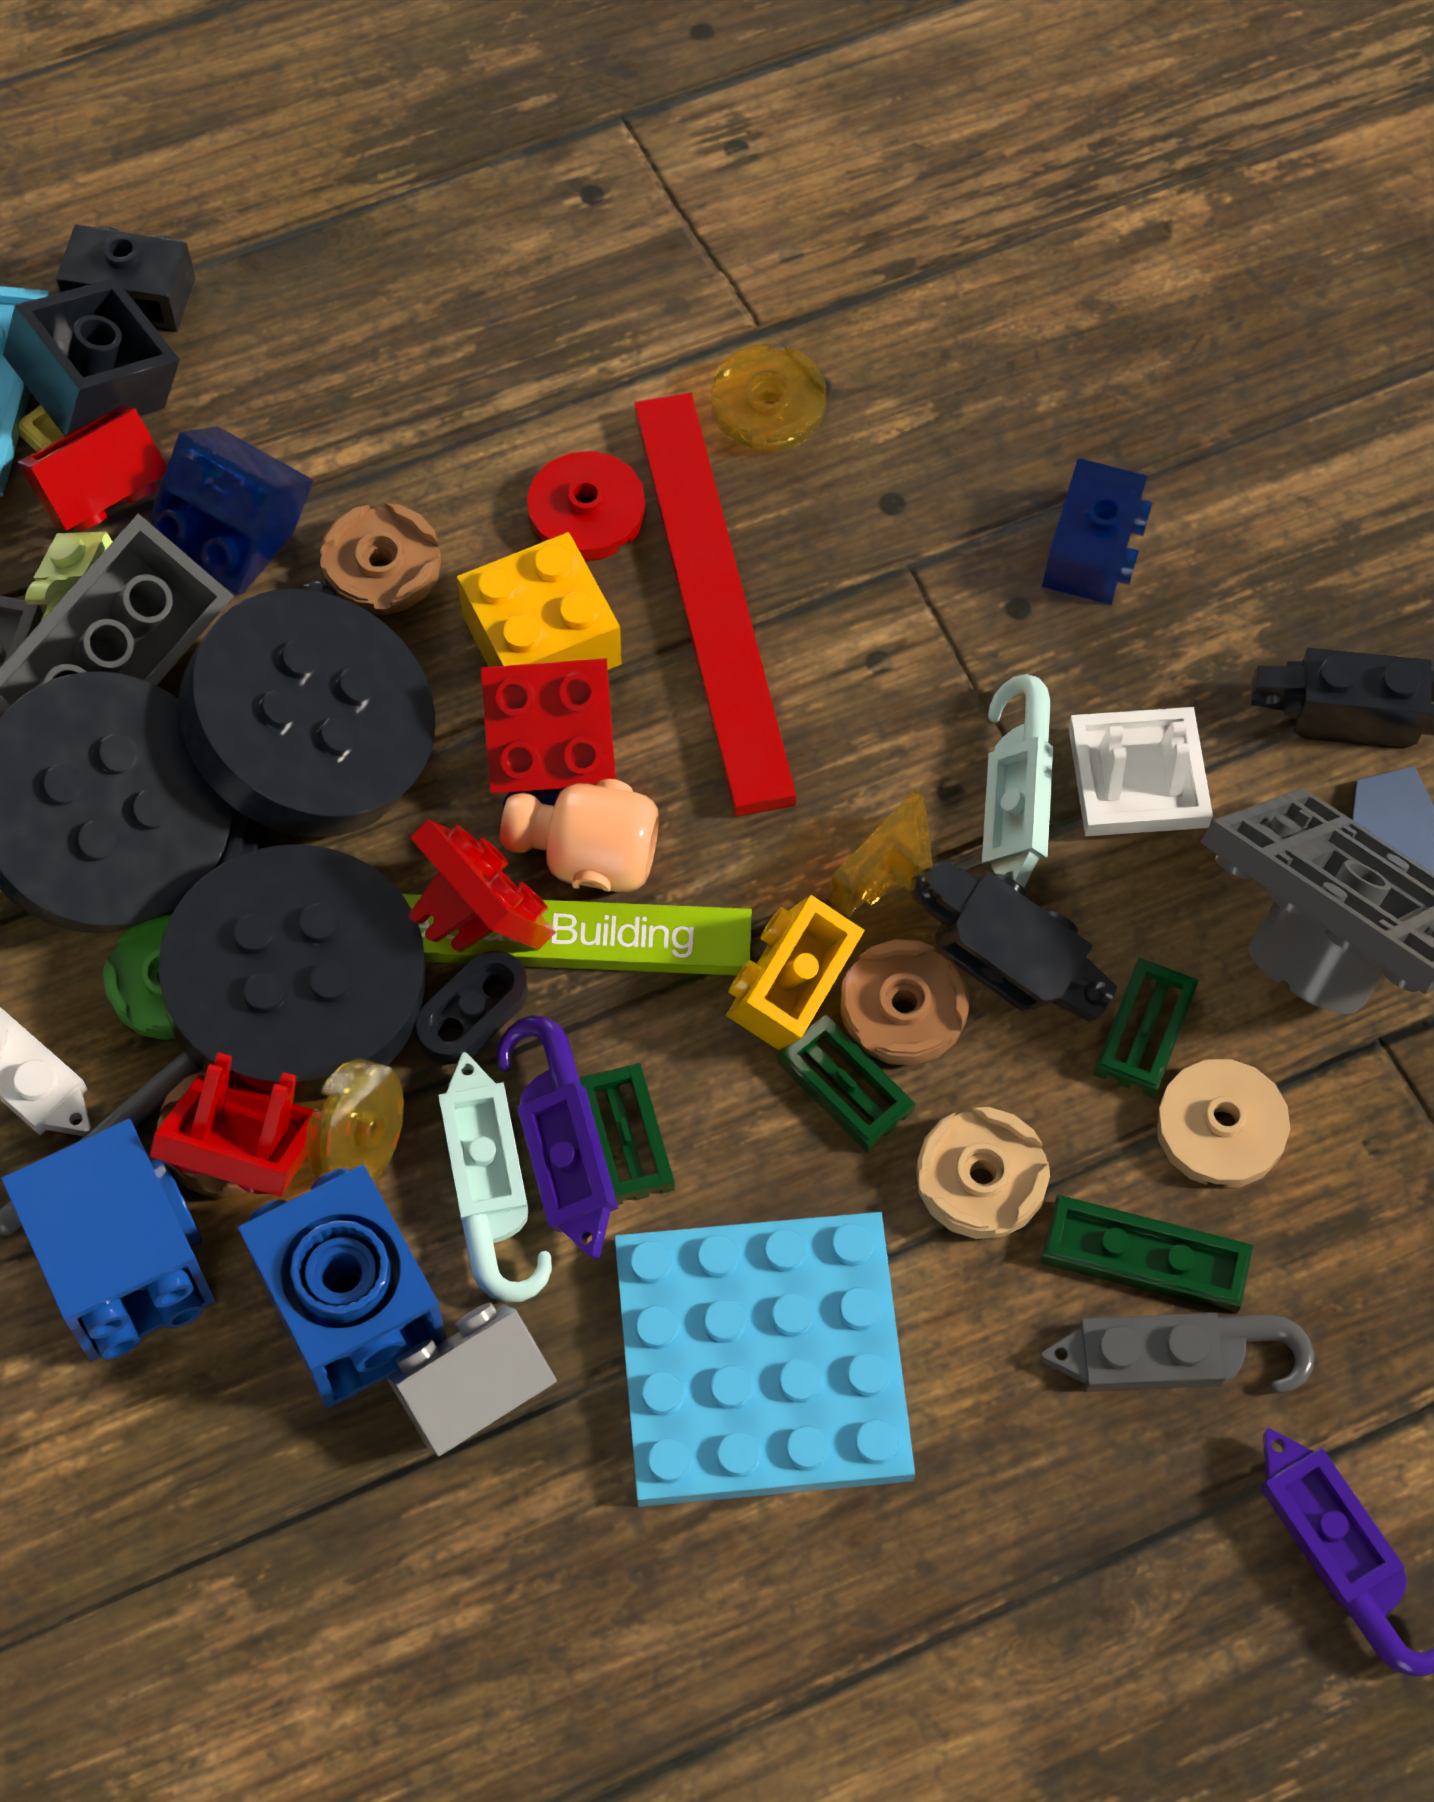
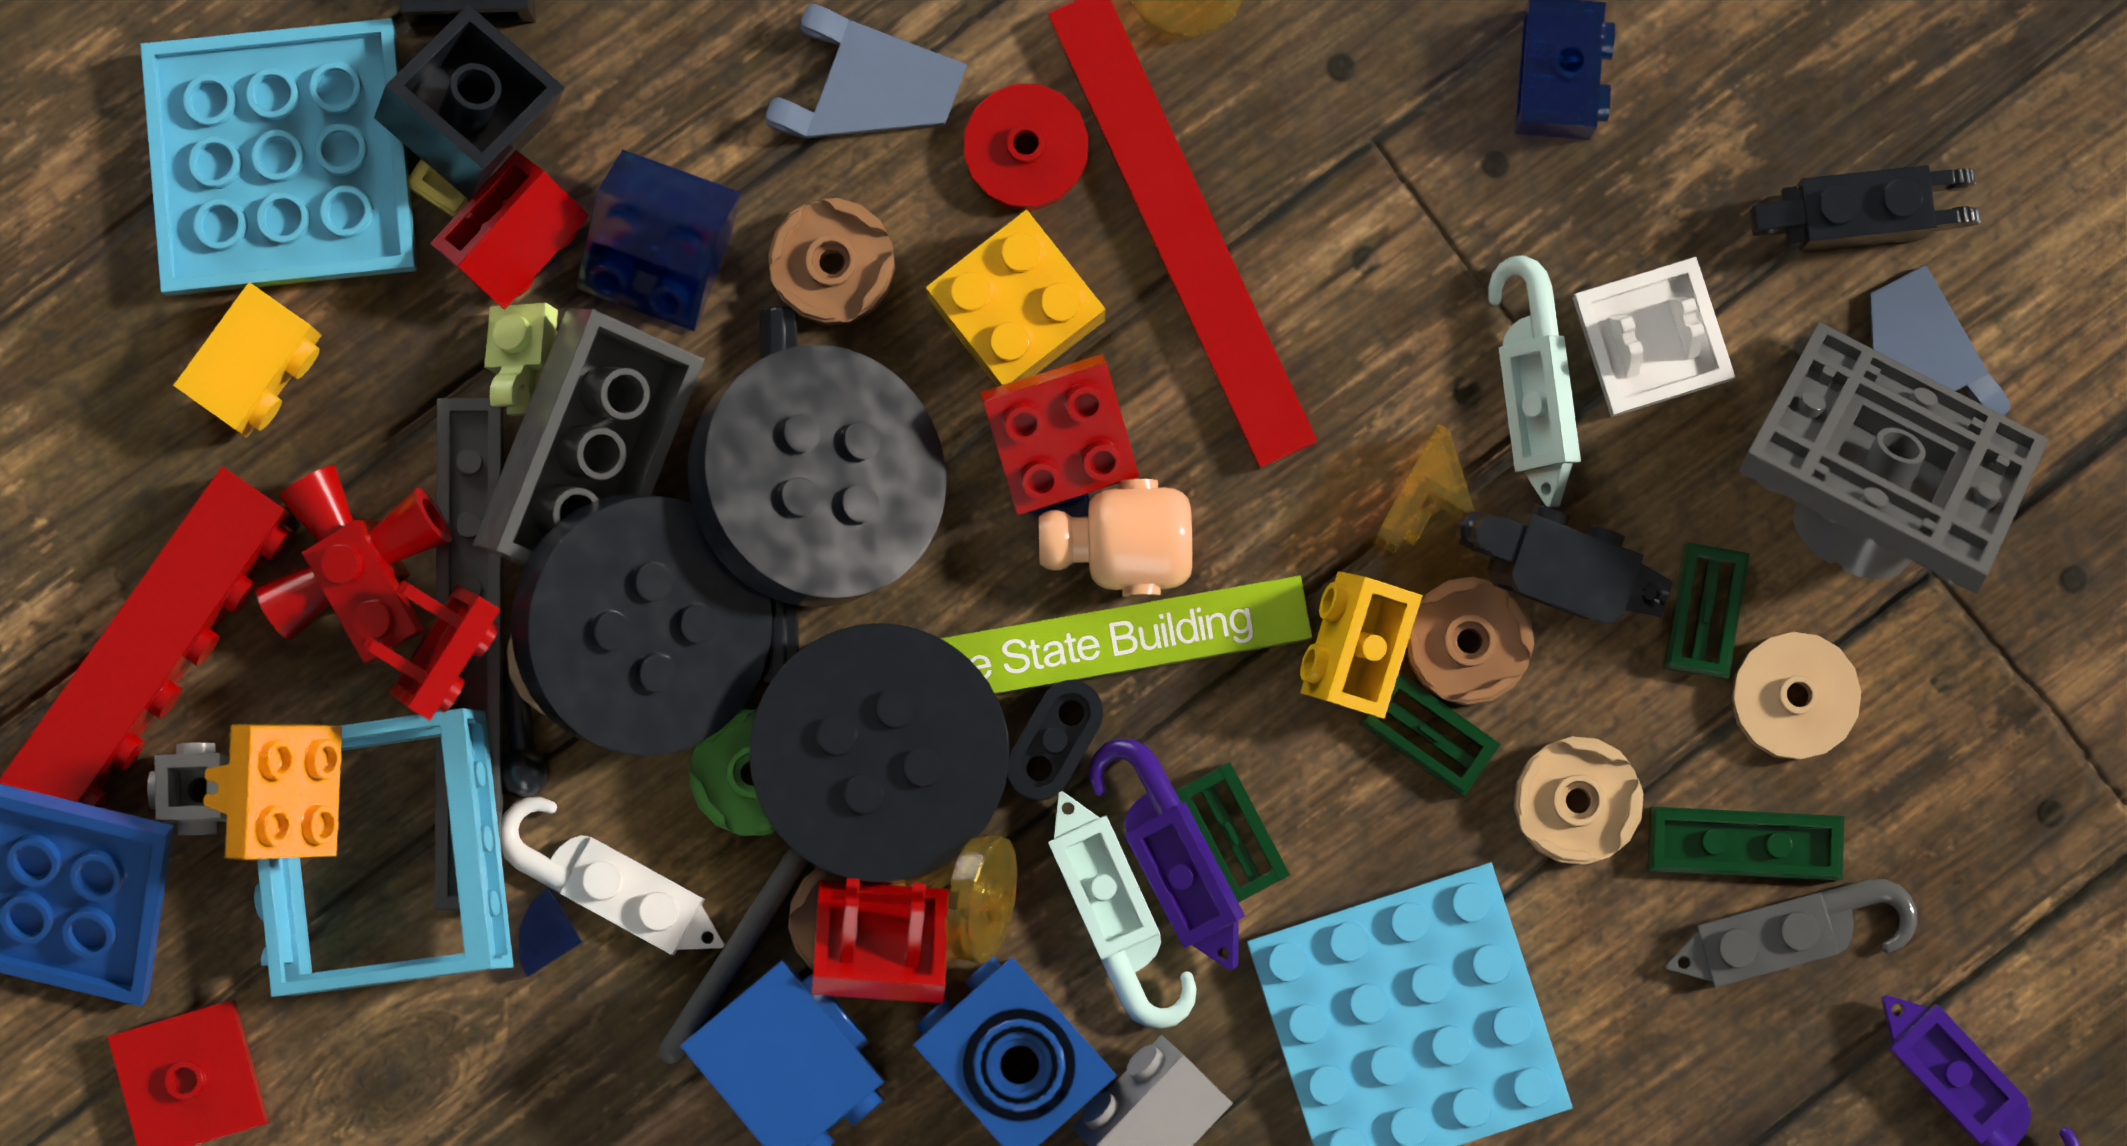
camera: 10 degrees left, 20 degrees up
(457, 430) = (871, 84): none -> sand blue flag
(475, 892) = (1039, 638): red plate -> none

